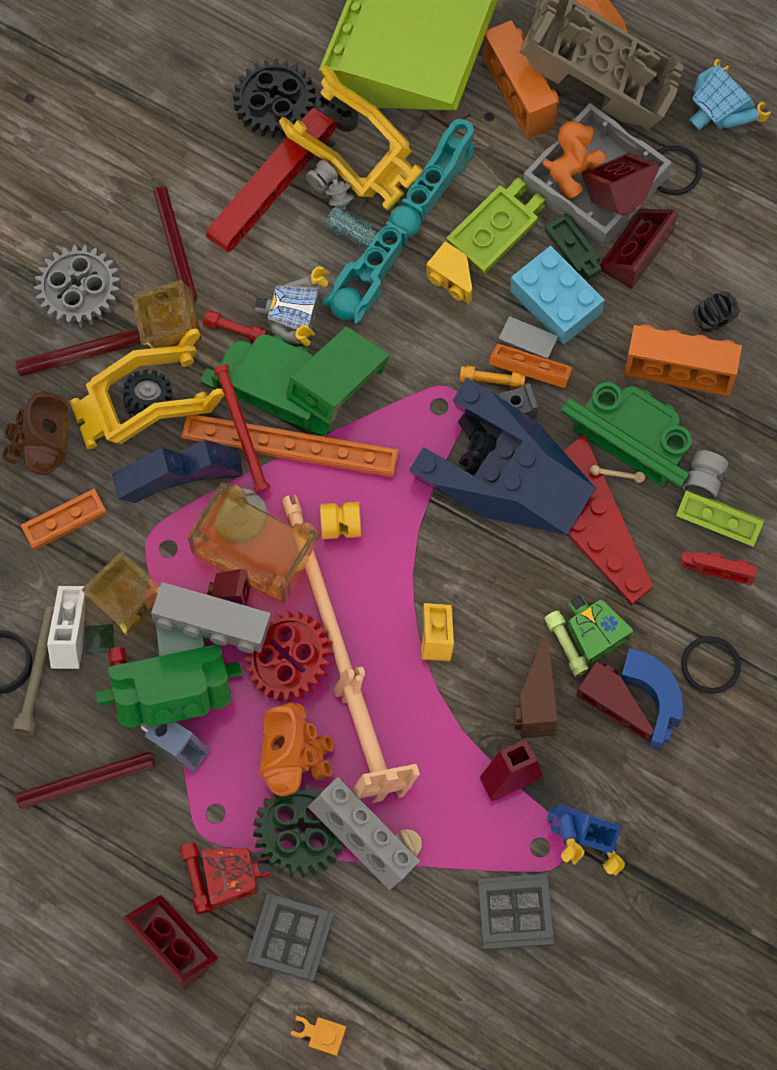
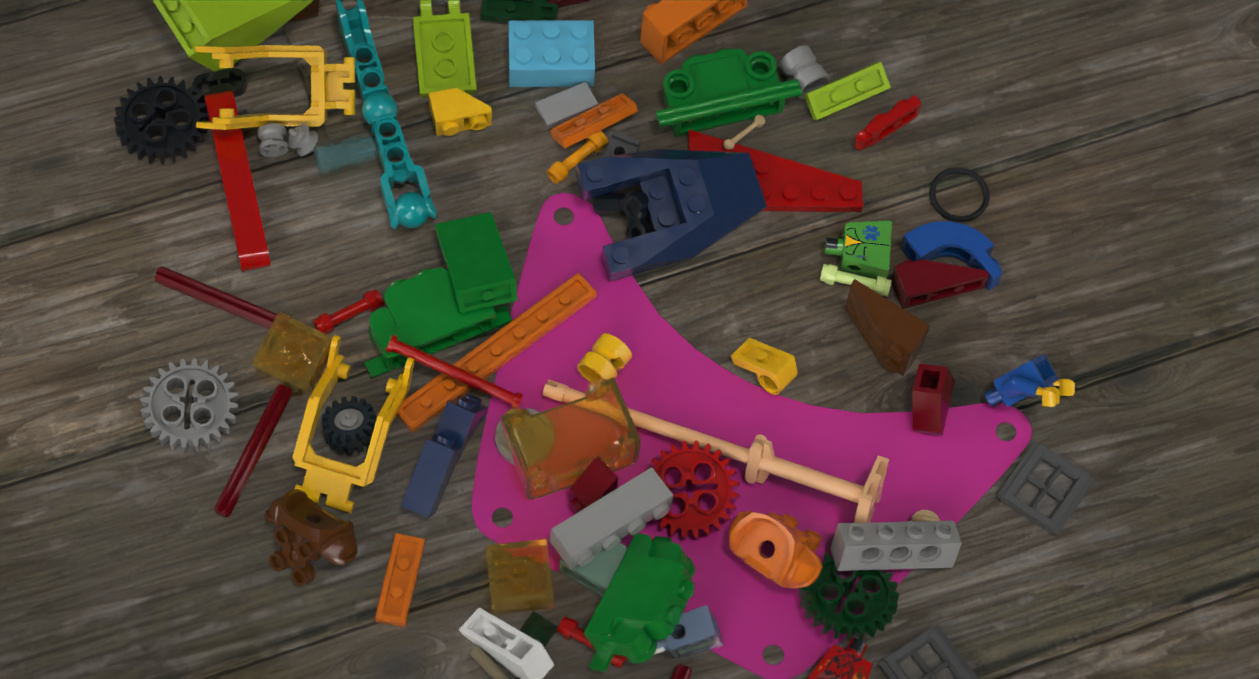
camera: 60 degrees left, 5 degrees down
(294, 307) = (377, 253): torso -> none

